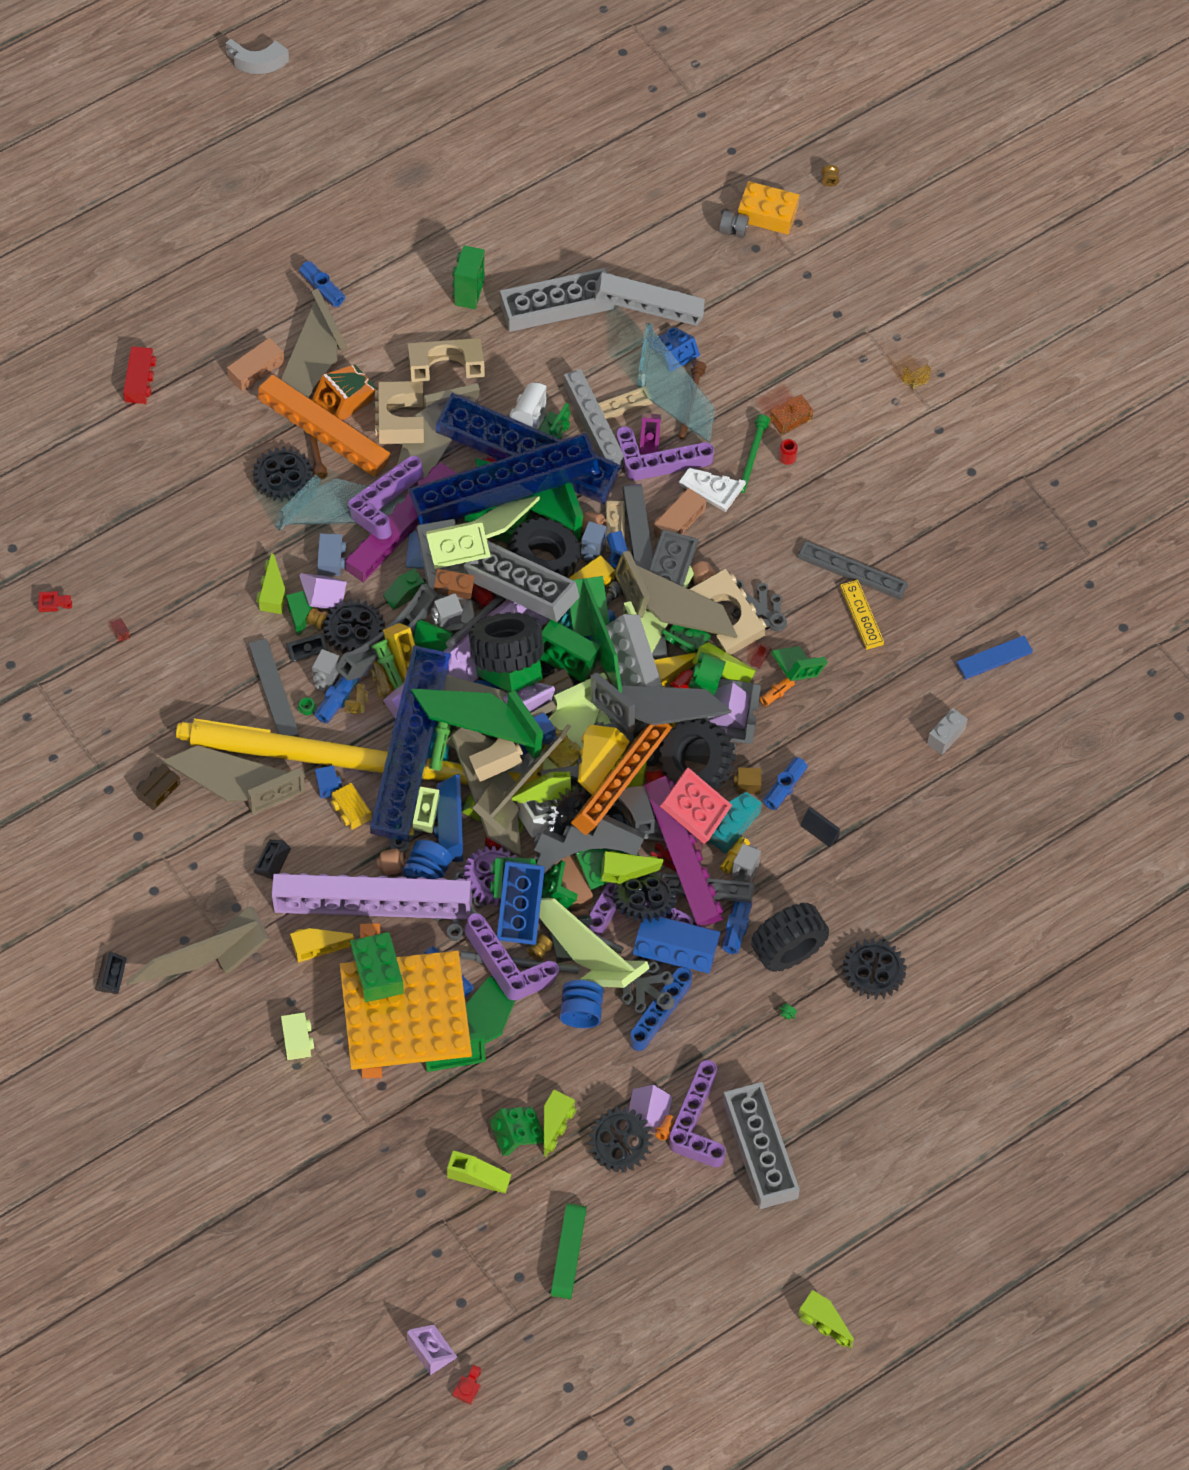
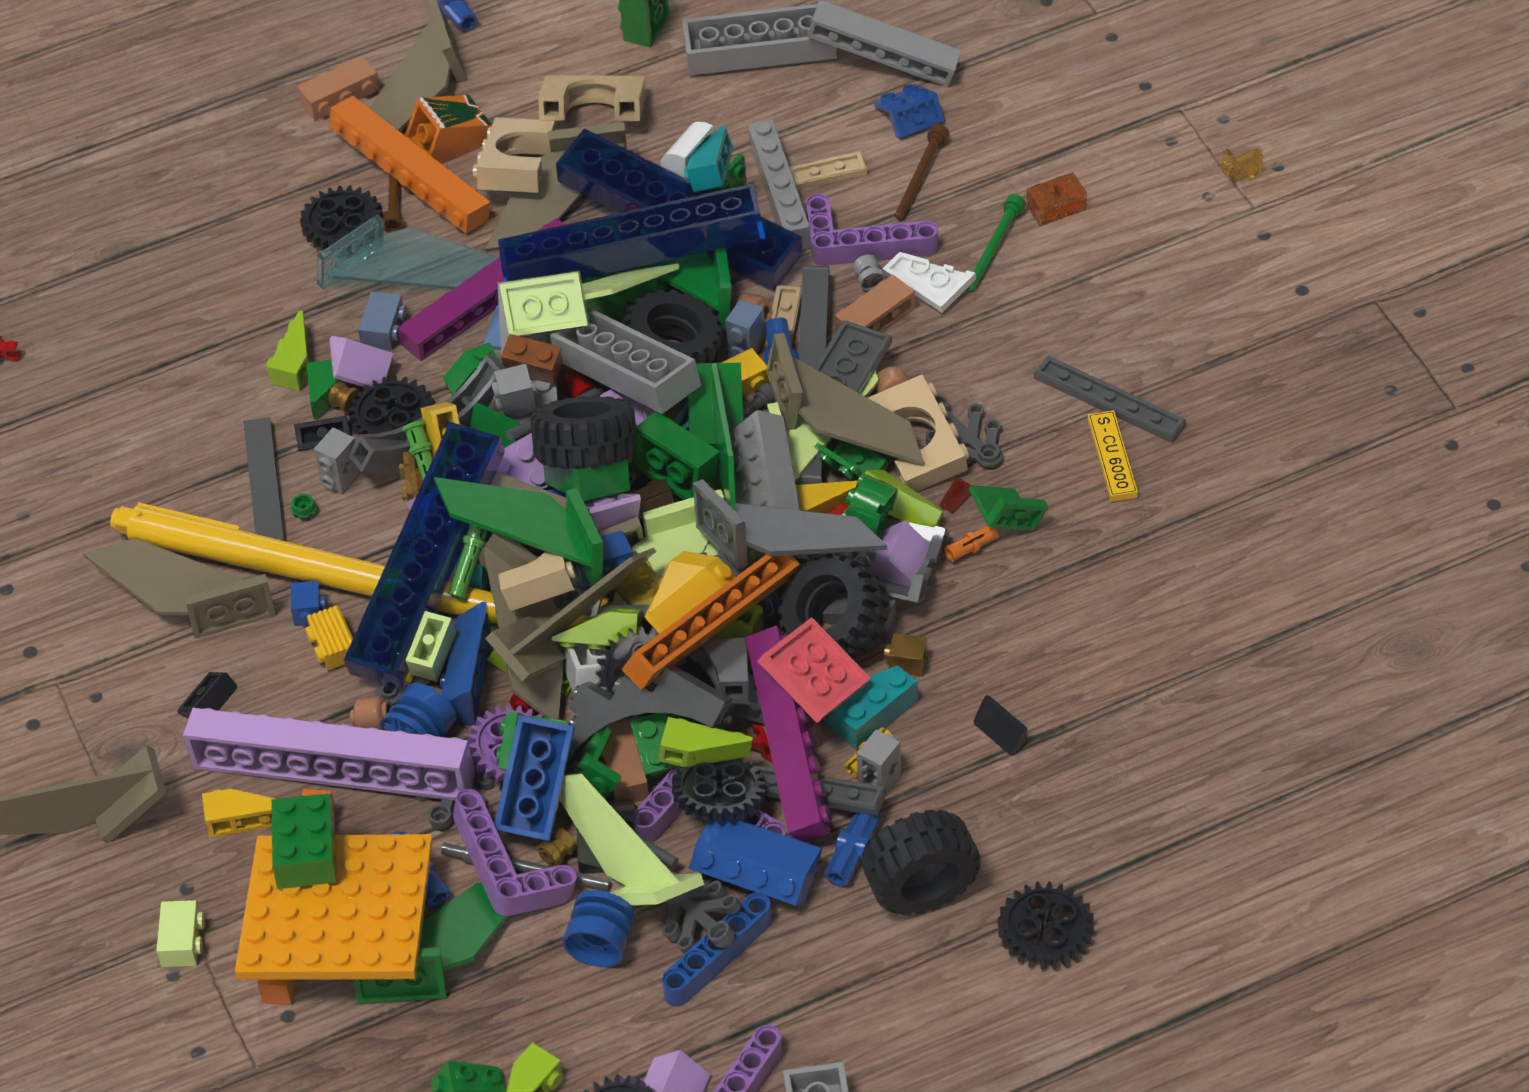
camera: 15 degrees right, 10 degrees down
(120, 630) = (75, 392): clear red piece -> none
(139, 375) = (181, 90): red brick -> none
(157, 786) = (71, 589): dark brown brick -> none
(335, 699) = (345, 499): blue piece -> none
(358, 706) = (376, 508): clear yellow bracket -> none
(366, 504) = (442, 262): medium lavender beam -> none
(547, 413) = (710, 162): none -> teal slope
(650, 433) = (854, 204): magenta slope -> none
(668, 484) = (868, 272): none -> light grey wheel
(672, 387) = (894, 150): clear light blue piece -> none
(787, 1011) = (905, 972): green plate -> none
(788, 452) = (1042, 242): red brick -> none
(790, 775) = (959, 663): blue piece -> none
(947, 731) = (1209, 615): light grey brick -> none
(994, 657) = (1296, 526): blue tile -> none

